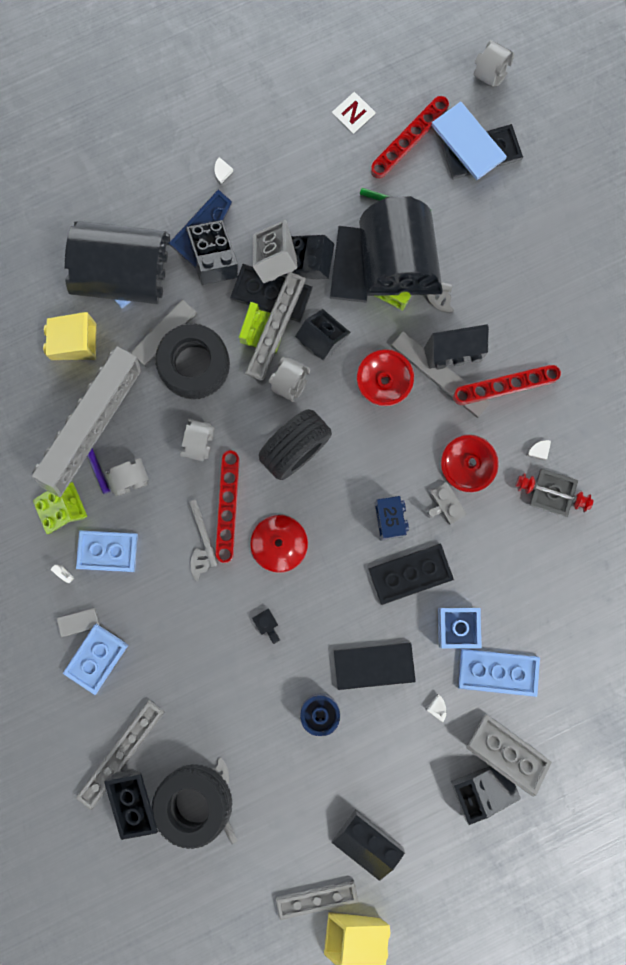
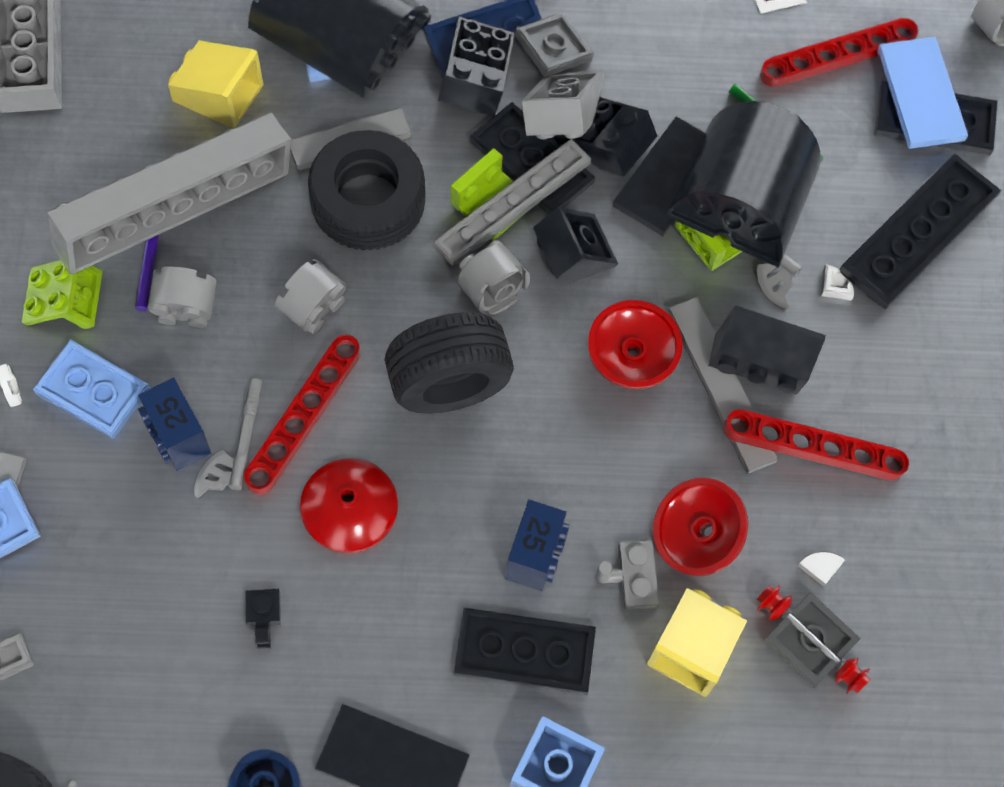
camera: 20 degrees right, 15 degrees down
(165, 551) = (173, 425): none -> dark blue brick
(247, 215) = (553, 44): none -> dark grey tile
(473, 283) = (836, 284): none -> white tile
(497, 525) = (697, 642): none -> light yellow slope
(505, 228) = (919, 231): none -> black plate

